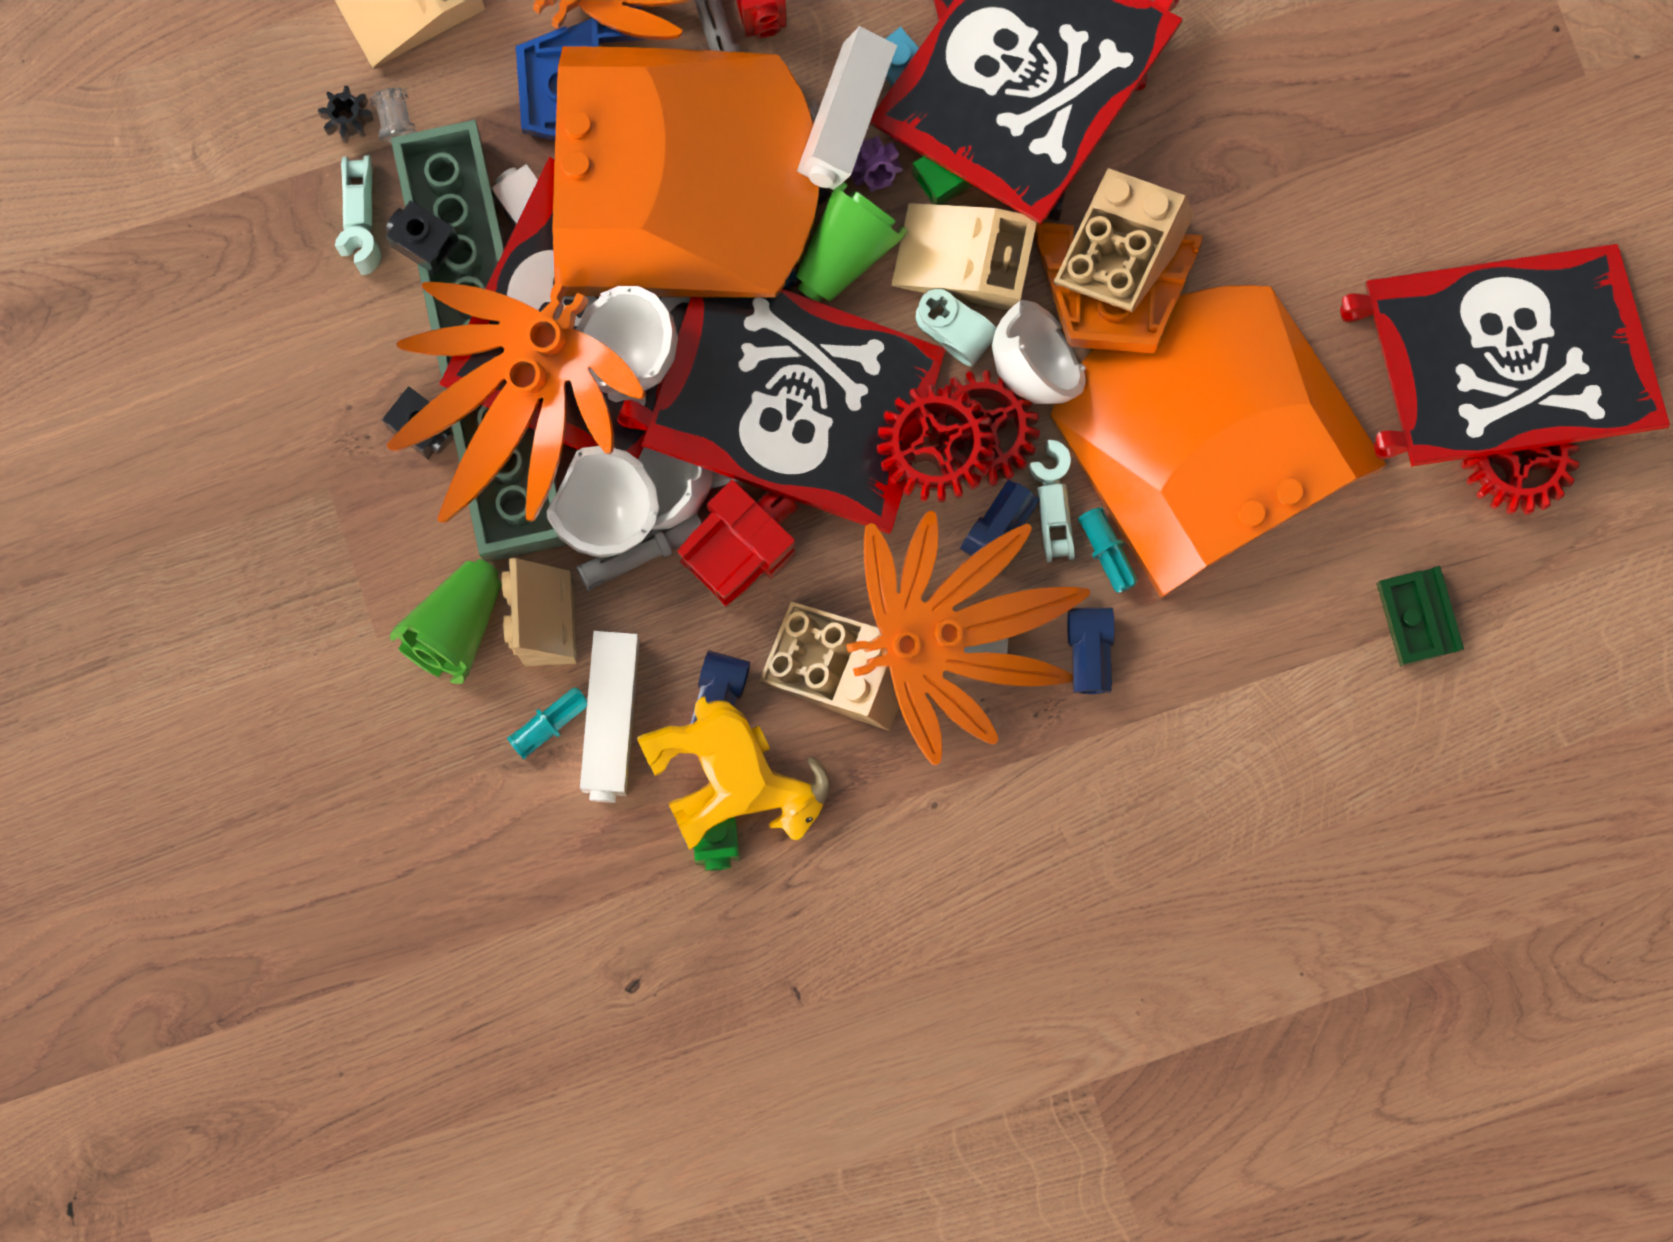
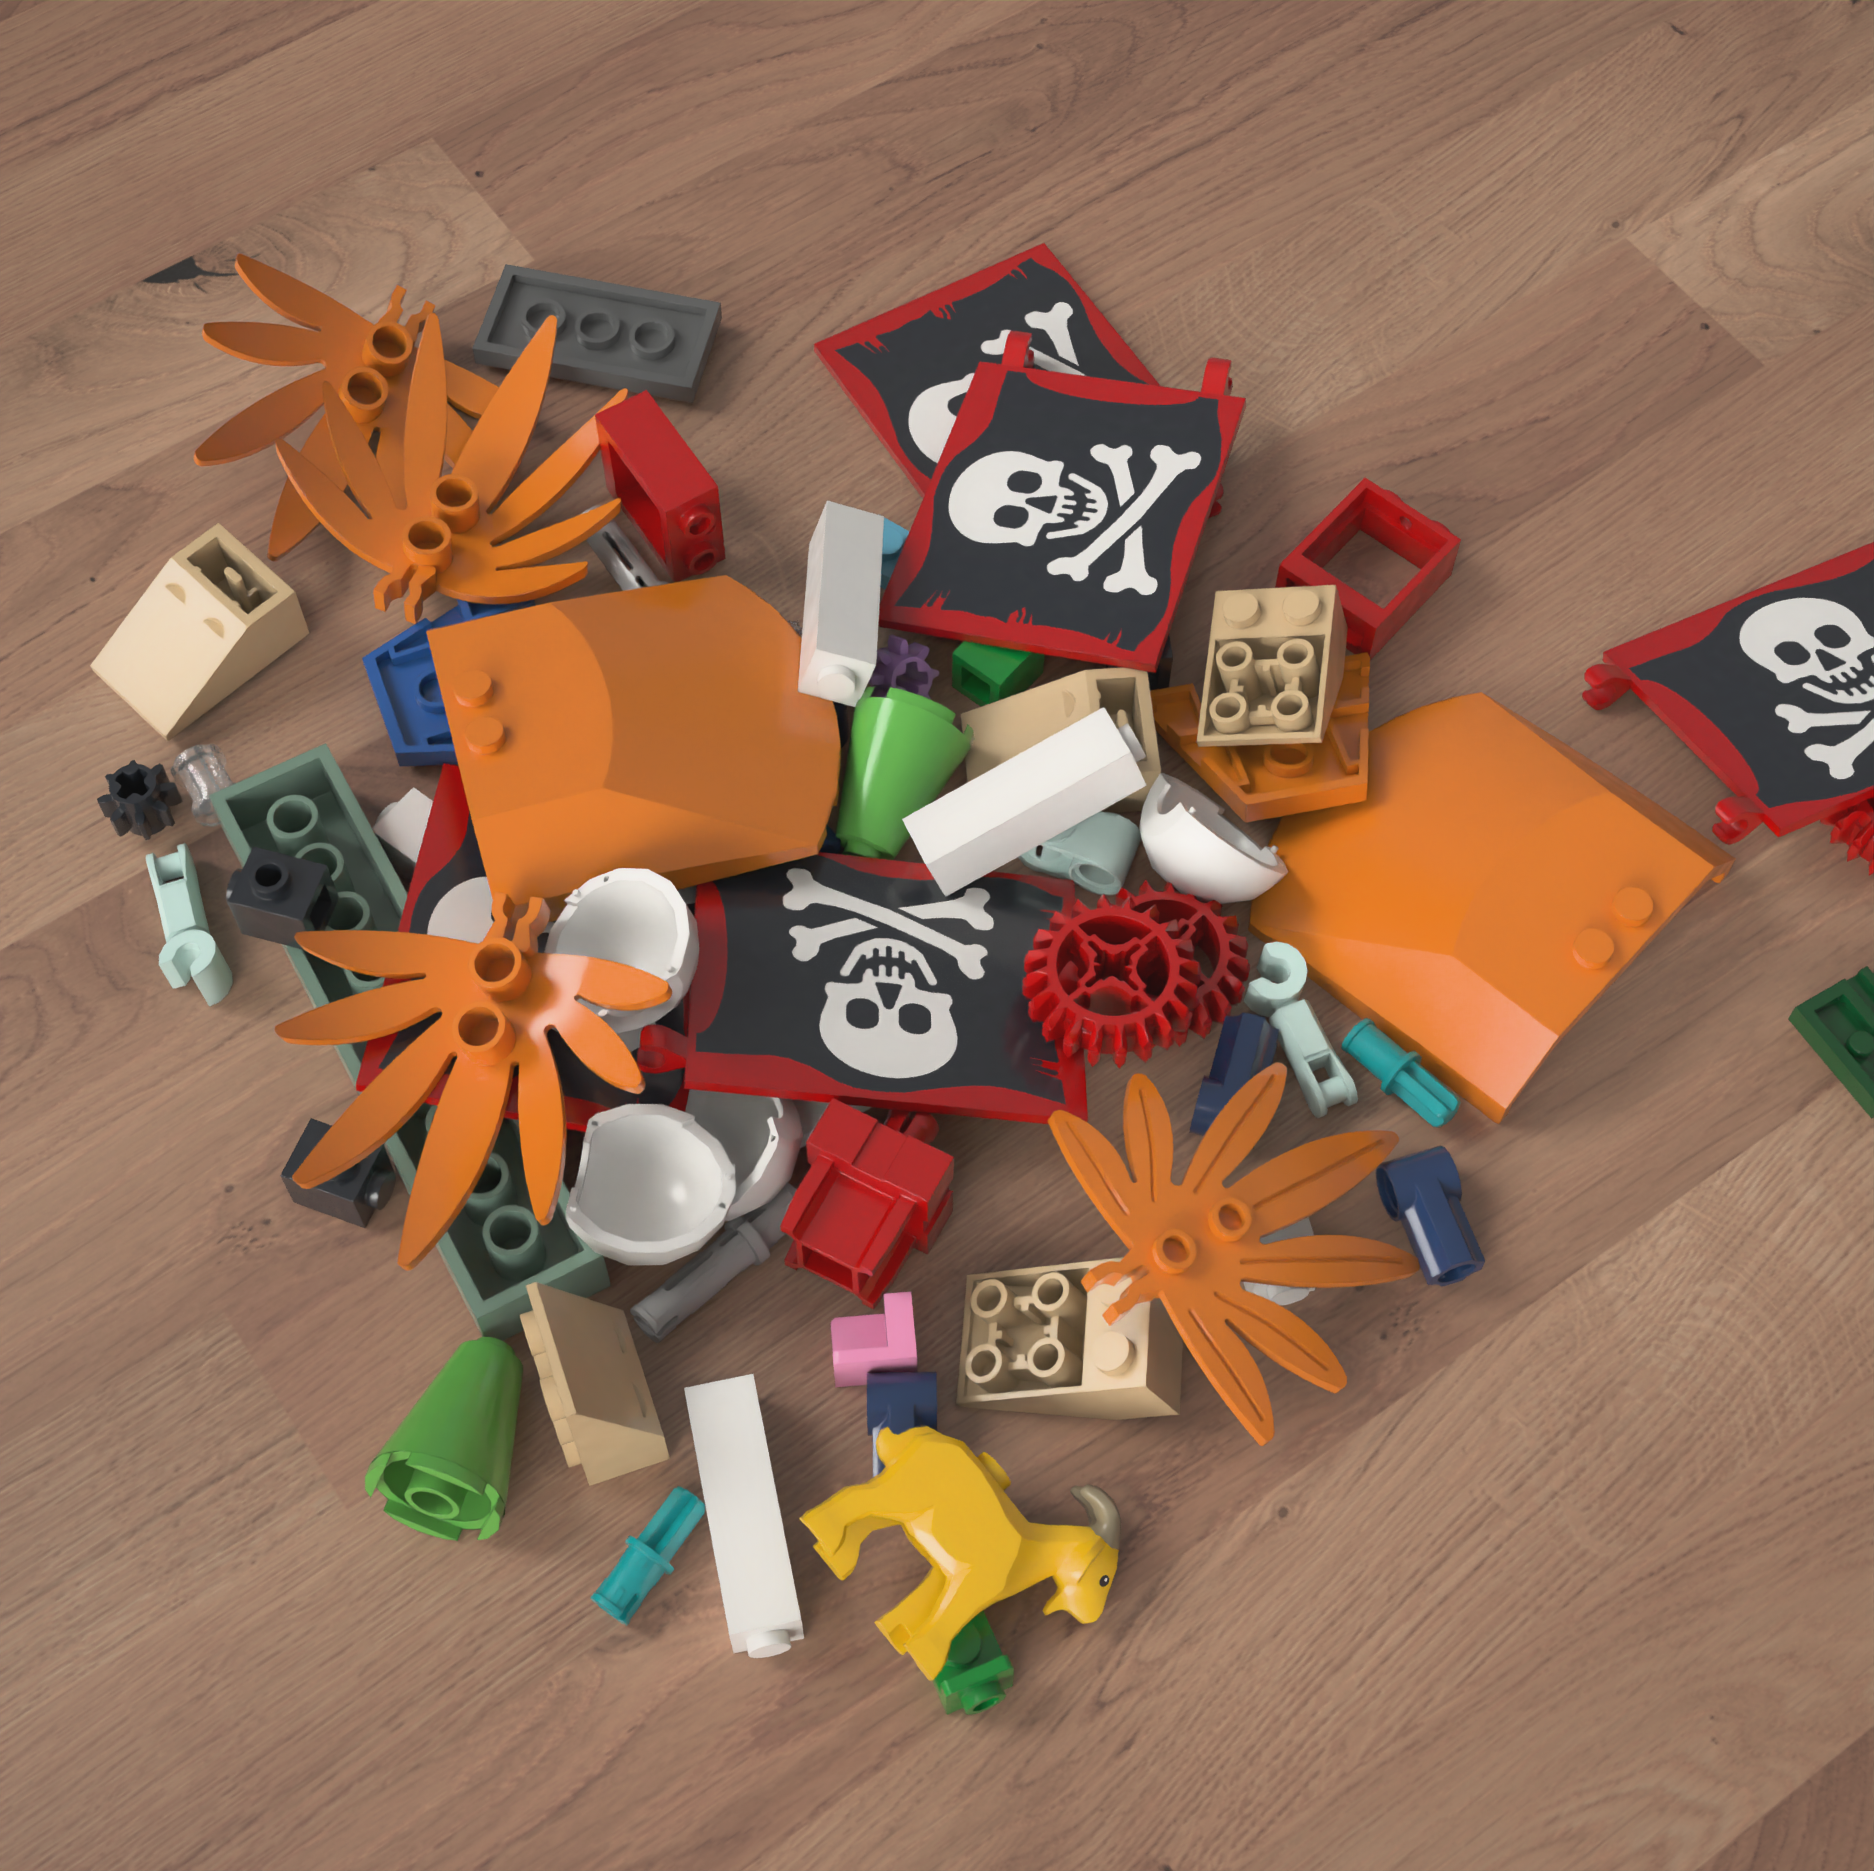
camera: 15 degrees left, 20 degrees down
(719, 630) = (875, 1342): none -> bright pink panel
(922, 299) = (1027, 800): none -> white brick
(1255, 133) = (1382, 517): none -> red window

